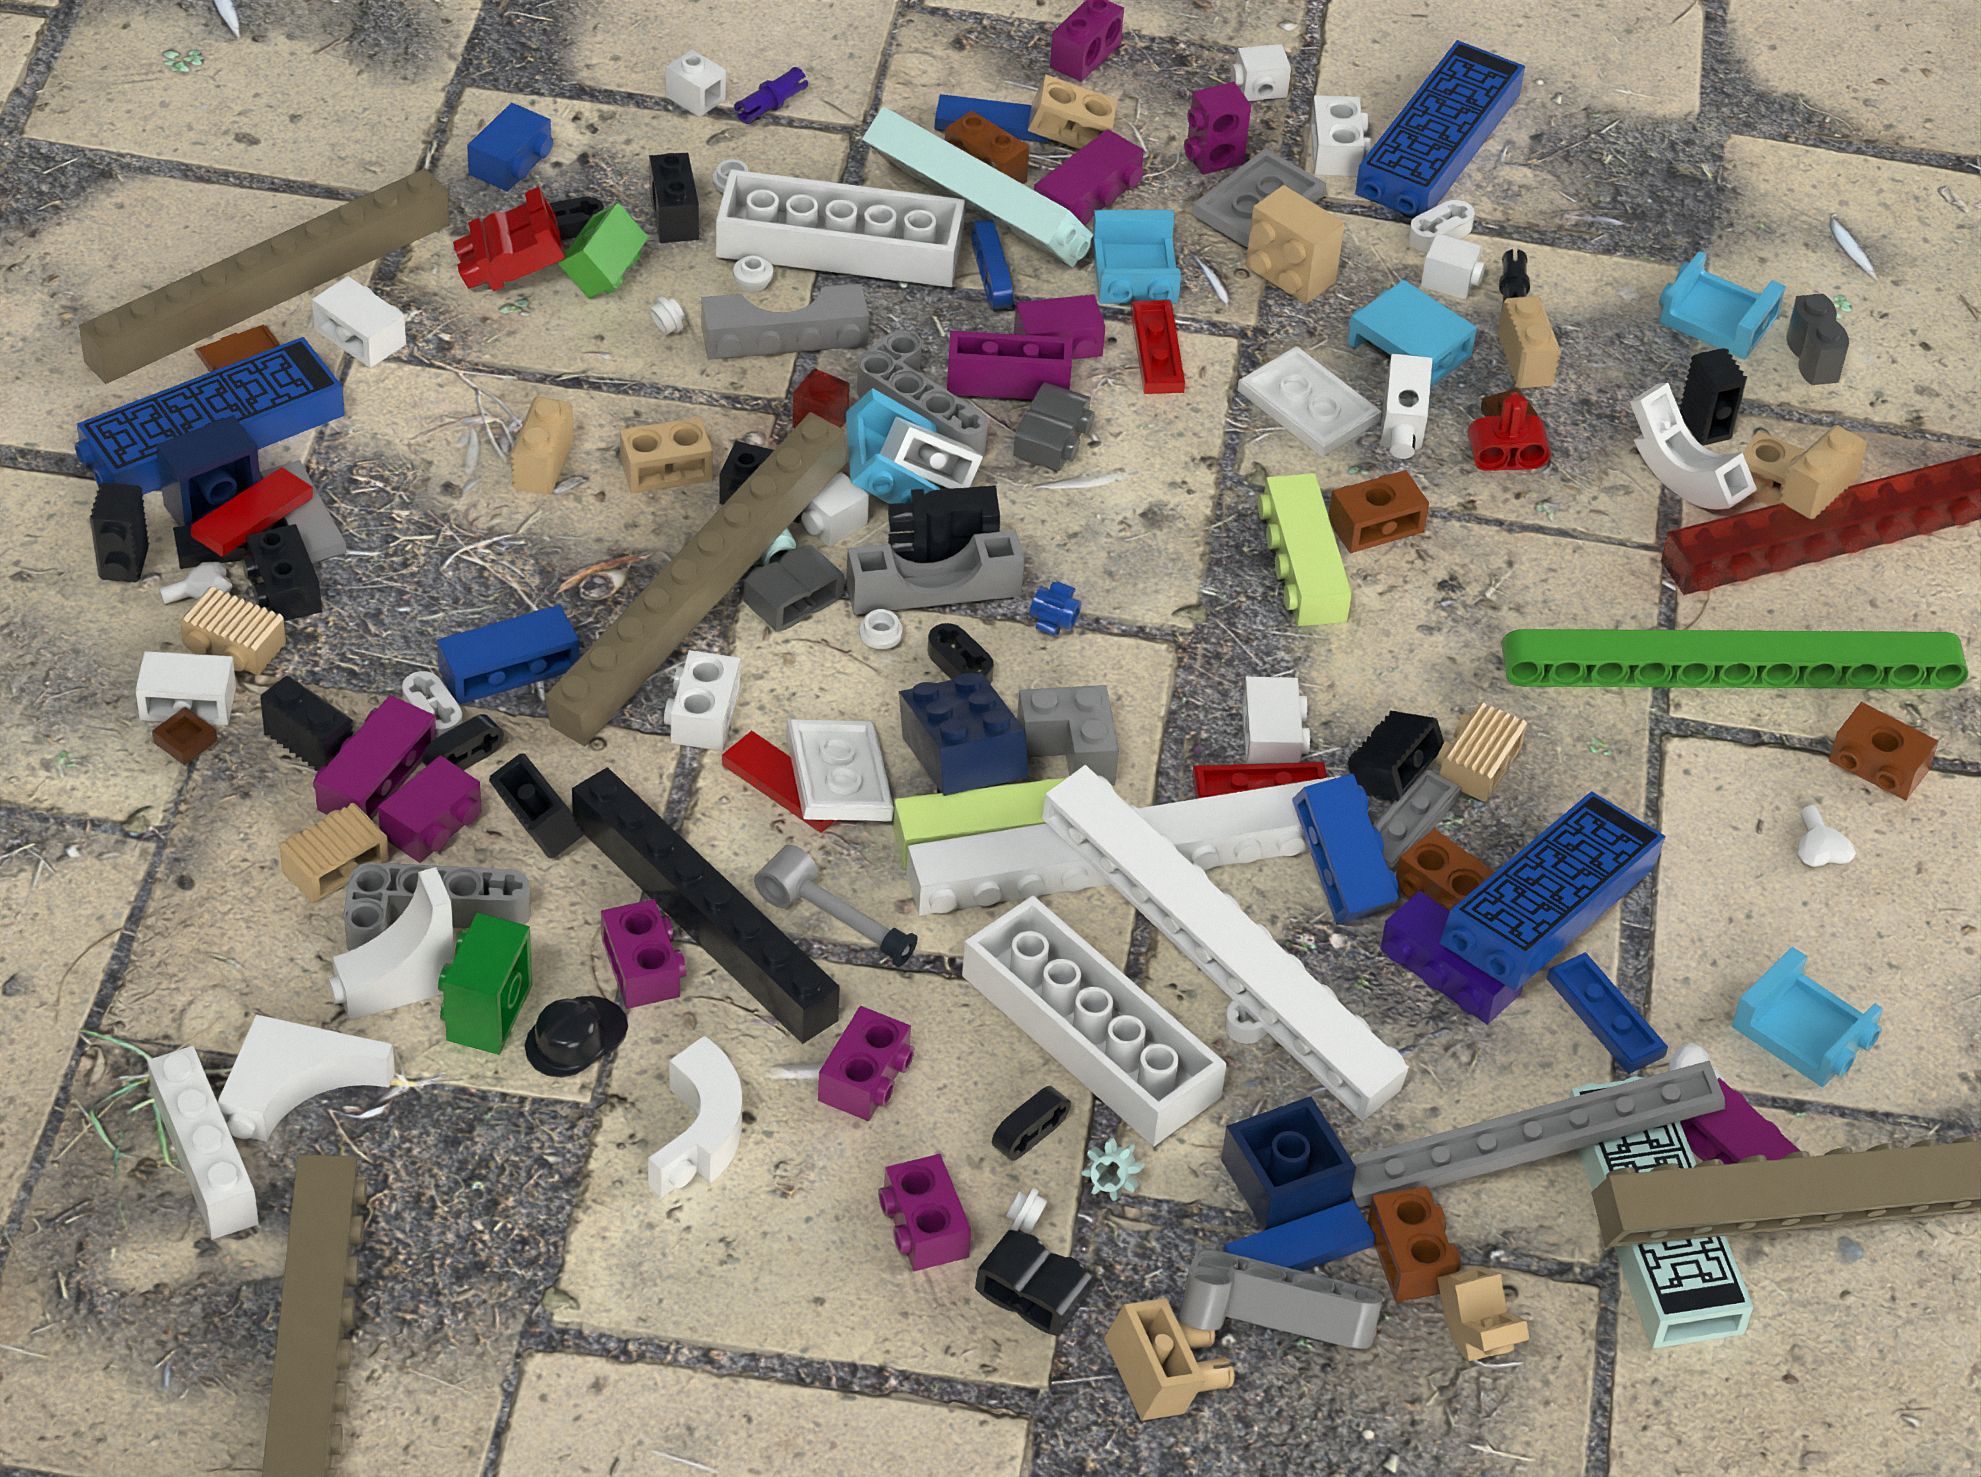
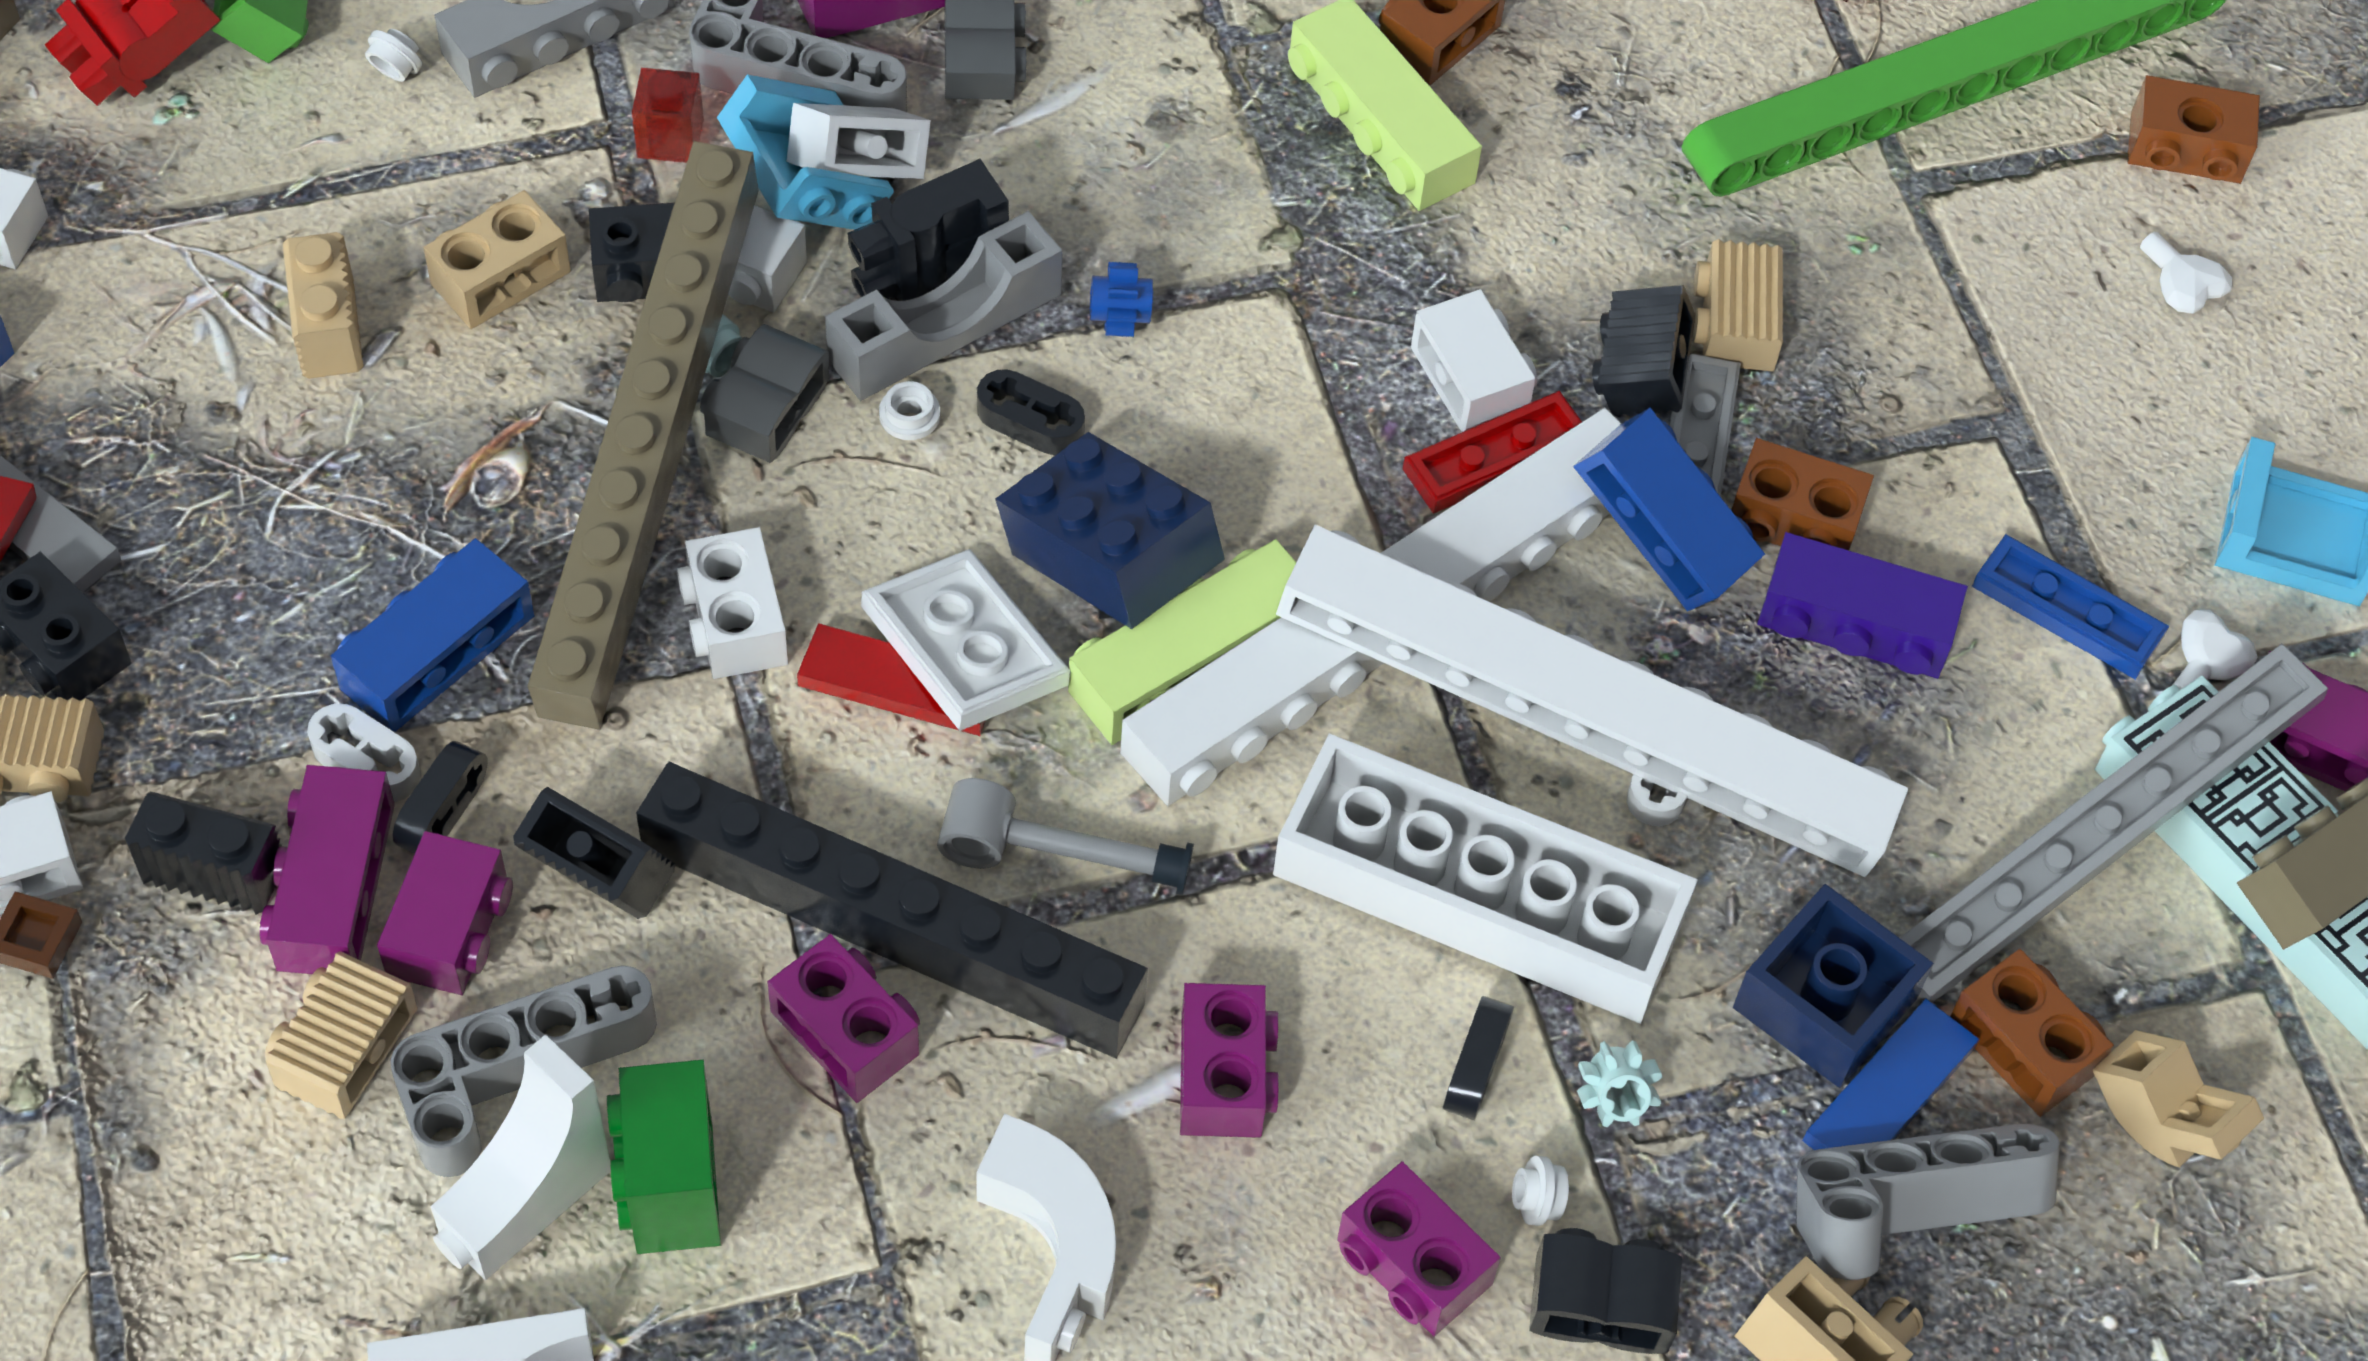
camera: 25 degrees left, 10 degrees up
(574, 1035) = (811, 1174): black piece -> none
(1071, 724) = (1242, 458): light grey brick -> none
(1552, 890) = (1943, 473): blue brick -> none

